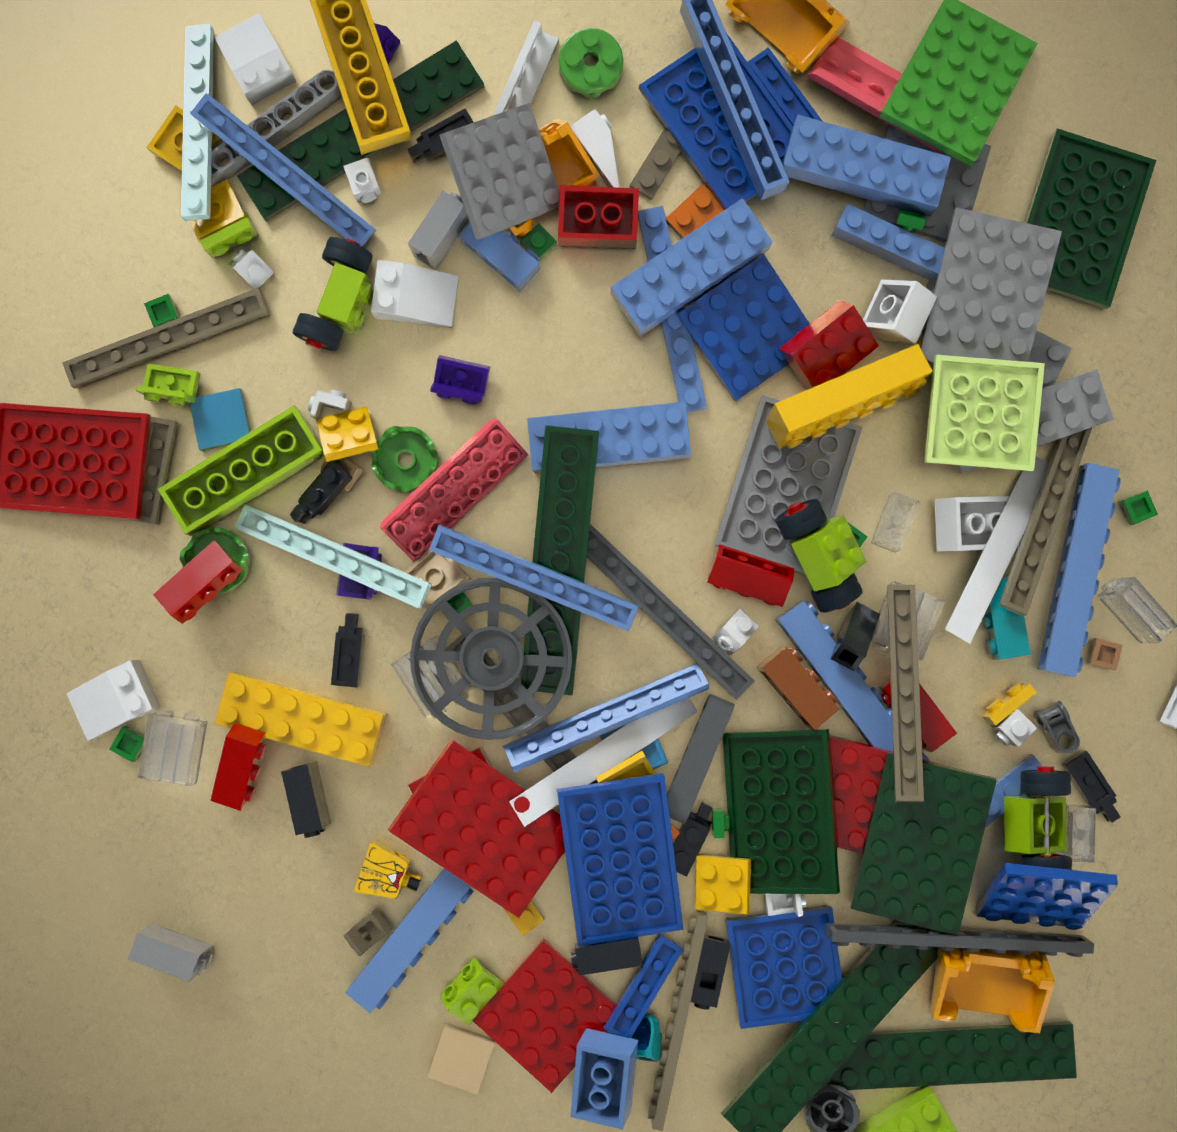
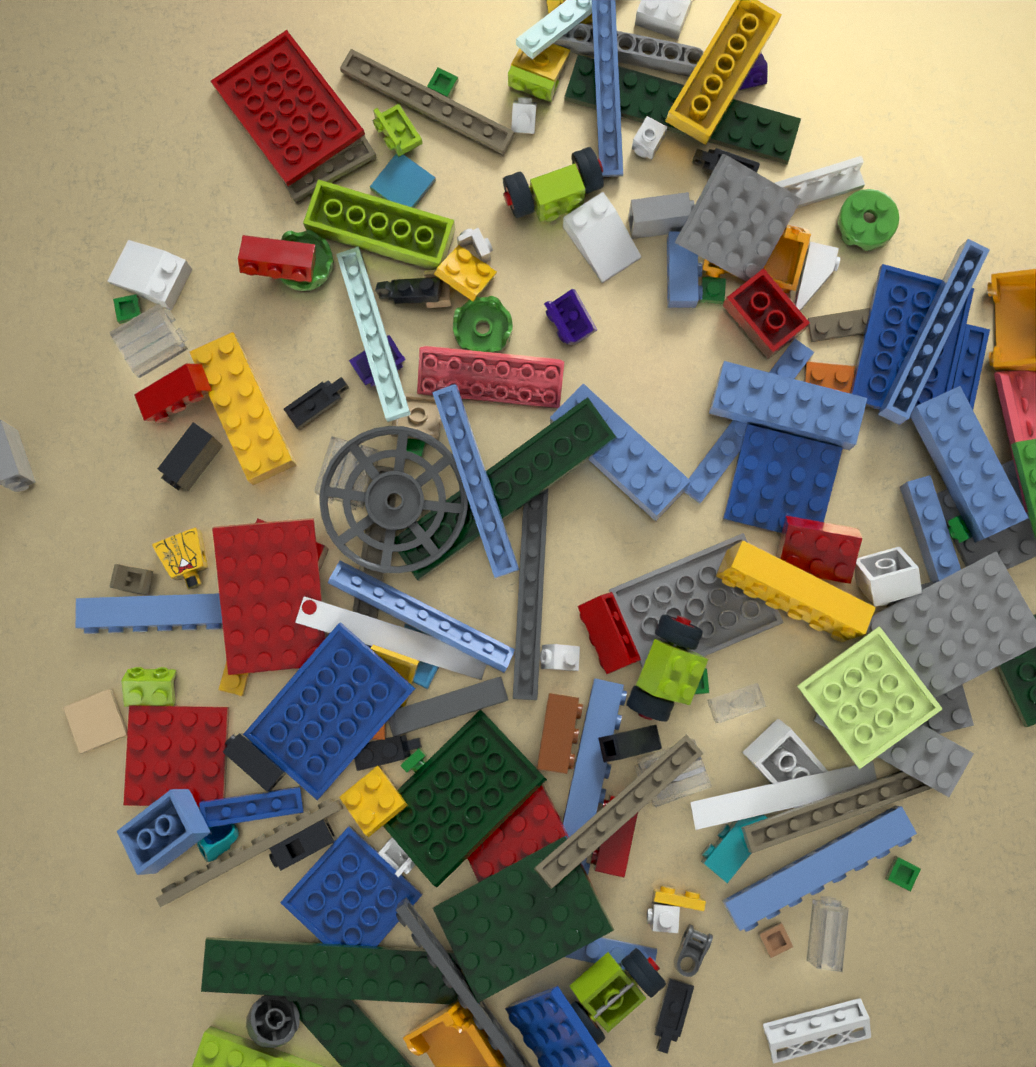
camera: 50 degrees right, 5 degrees down
(1080, 833) = (629, 1032): clear brick -> none

